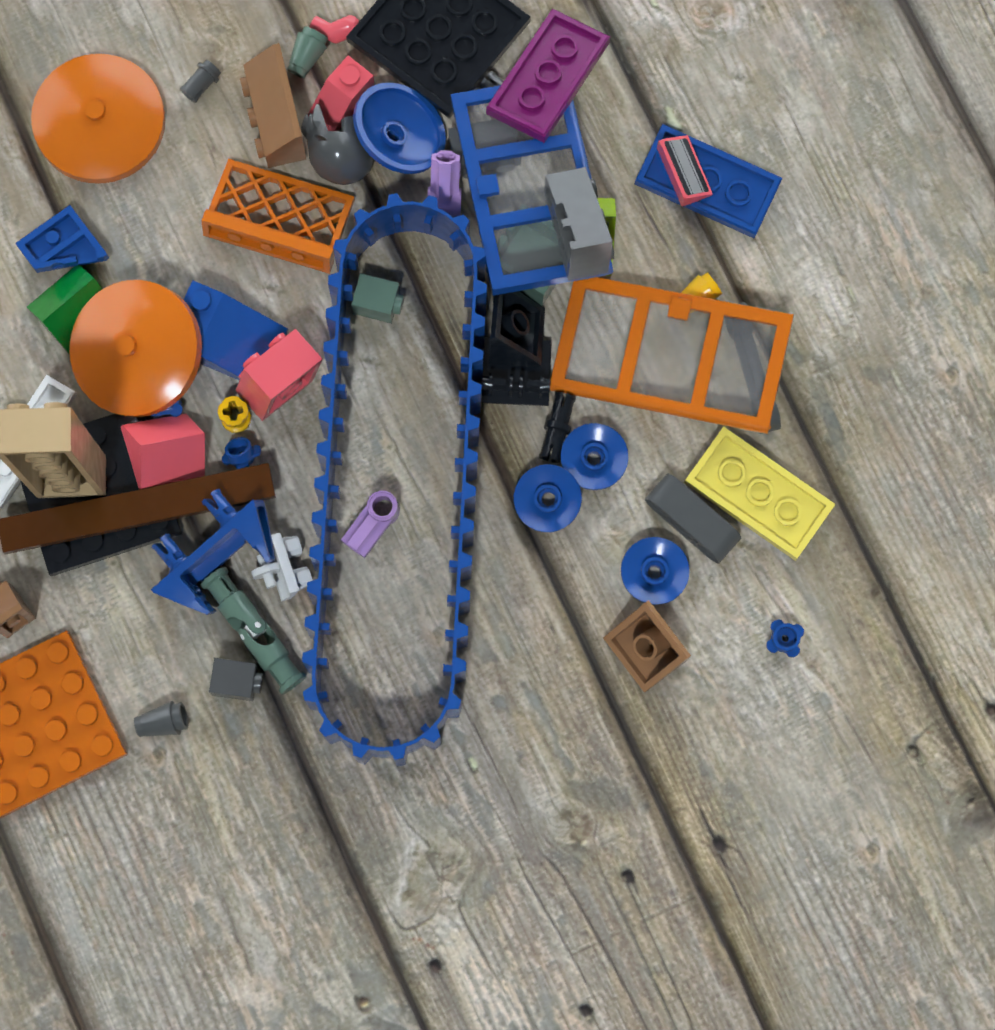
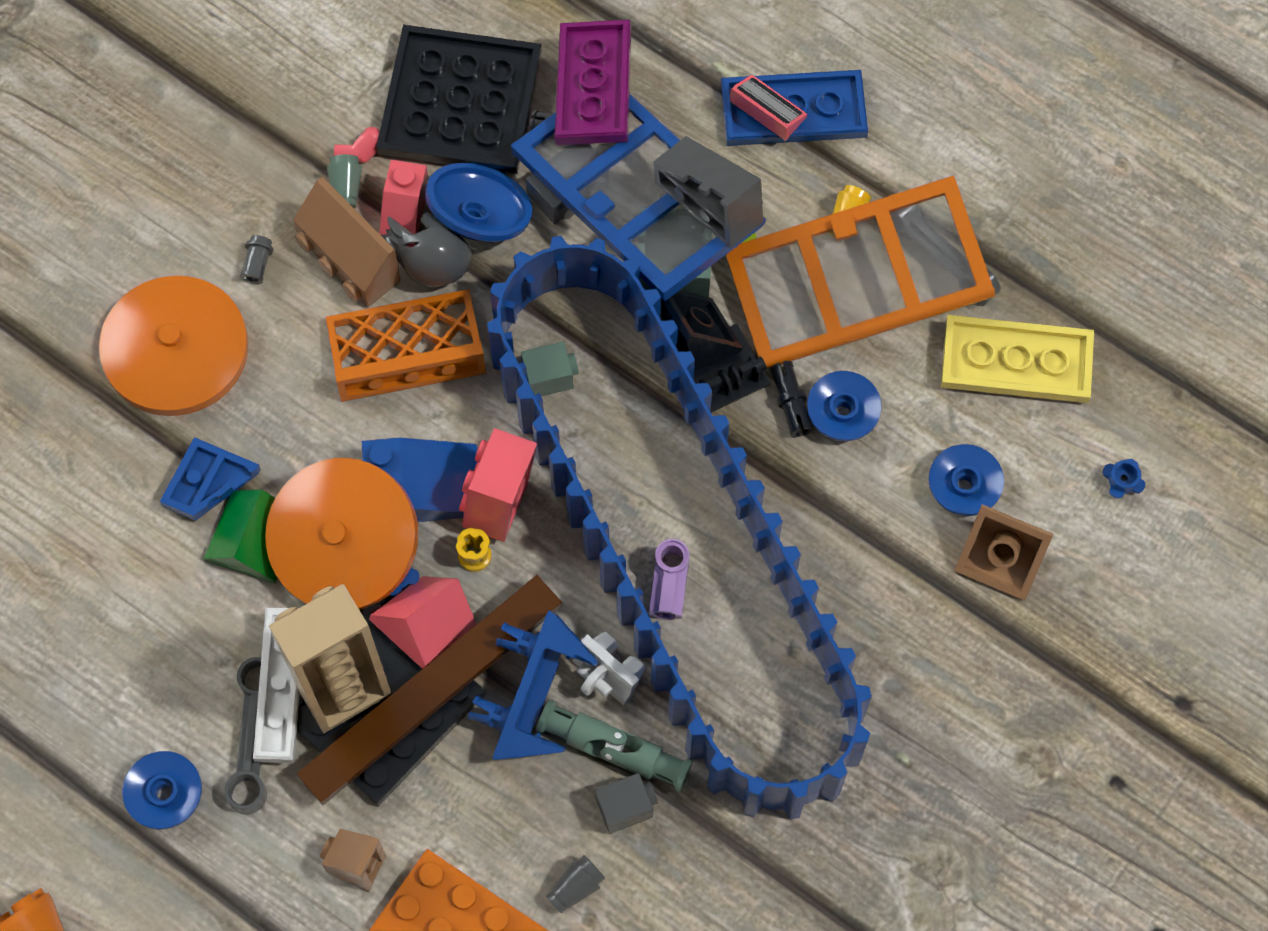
camera: 25 degrees left, 10 degrees down
(240, 453) = (500, 583): blue plate -> none
(445, 181) = (549, 221): lavender piece -> none
(530, 494) = (824, 448): blue dish -> none
(693, 518) = (970, 413): dark grey beam -> none

